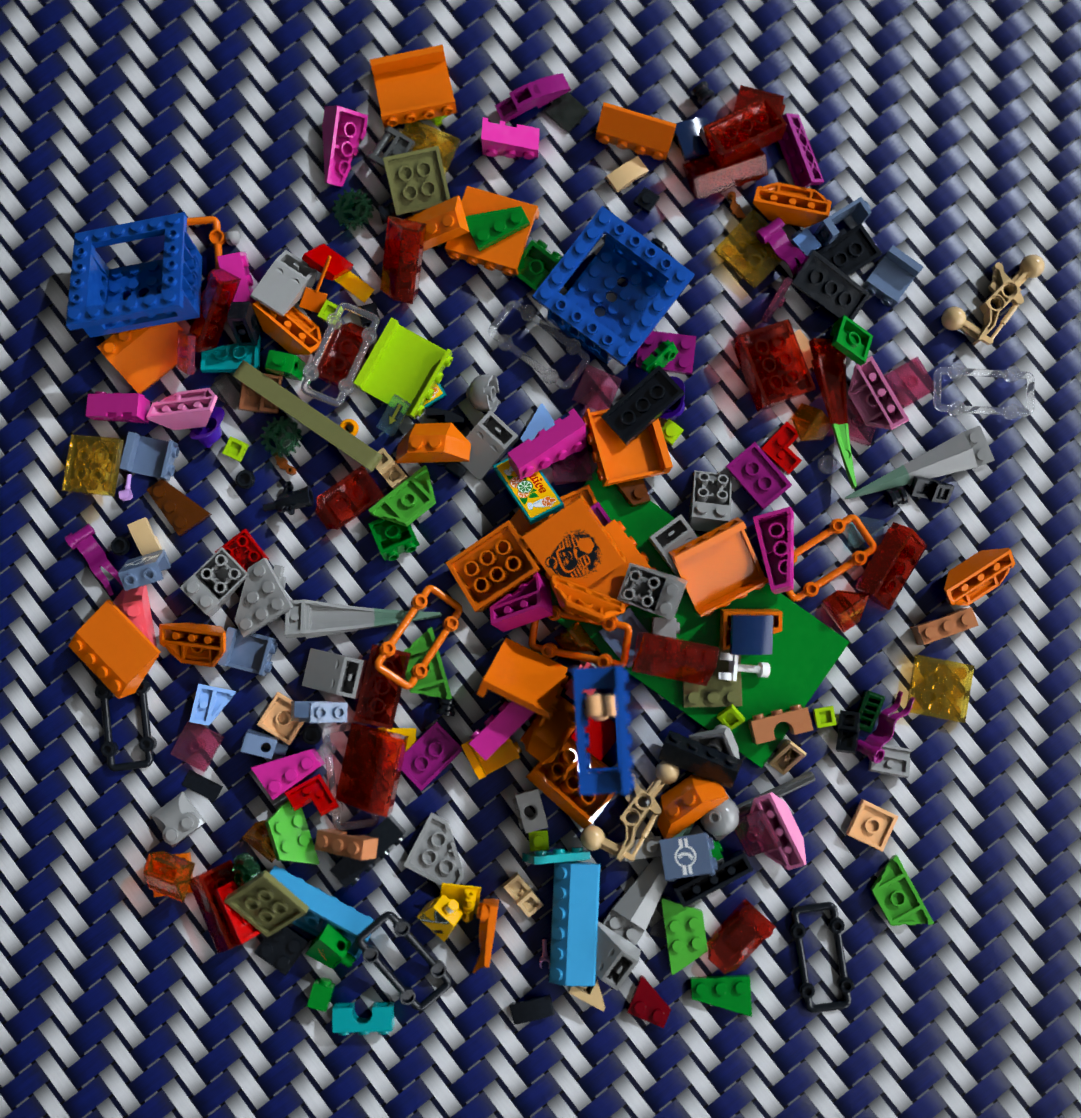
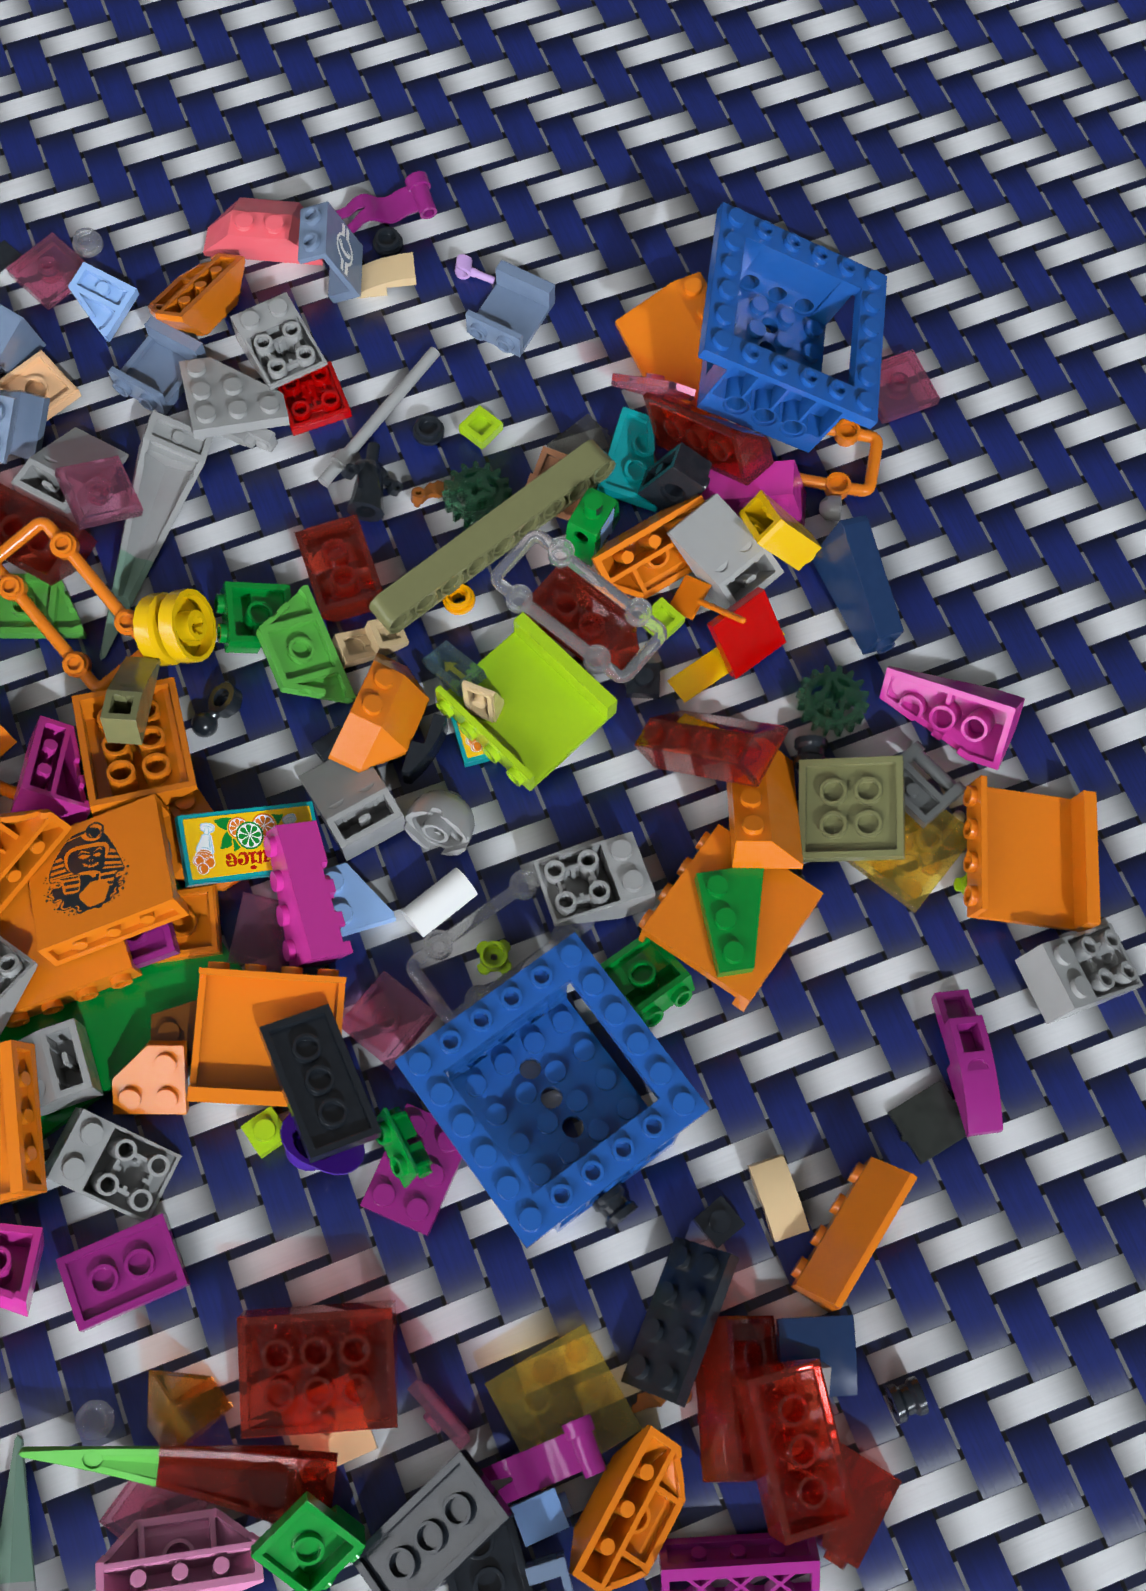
camera: 105 degrees right, 15 degrees down
(92, 465) = (519, 230): clear yellow plate -> none
(110, 748) = (98, 164): black bar -> none
(114, 650) = (224, 185): orange slope -> none
(118, 407) = (599, 286): dark pink wedge -> none
(136, 210) = (904, 387): none -> clear pink plate
(171, 729) = (87, 242): none -> clear plate
(177, 507) = (415, 330): reddish brown wing -> none
(184, 409) = (567, 367): bright pink wedge -> none
(212, 432) = (525, 395): dark purple piece -> none
(262, 257) = (779, 531): none -> yellow slope
(277, 522) = (345, 456): none -> light grey bar
(281, 208) = (859, 584): none -> dark blue slope
(347, 644) = (98, 492): none -> clear pink plate
(411, 389) = (482, 701): none -> tan slope
(417, 571) = (175, 627): none -> yellow wheel
(462, 542) = (223, 702): none -> black plate
(469, 573) = (129, 700): none -> olive slope
(470, 53) = (1078, 972): none -> light grey slope
(494, 302) = (596, 882): none -> light grey slope
(509, 140) = (893, 994): dark pink wedge -> none
(528, 381) = (439, 902): none -> white brick
(550, 341) = (486, 950): none -> lime plate
(664, 493) = (153, 1081): none -> plate
(700, 203) = (680, 1321): none -> black plate
(778, 449) = (157, 1327): red plate -> none

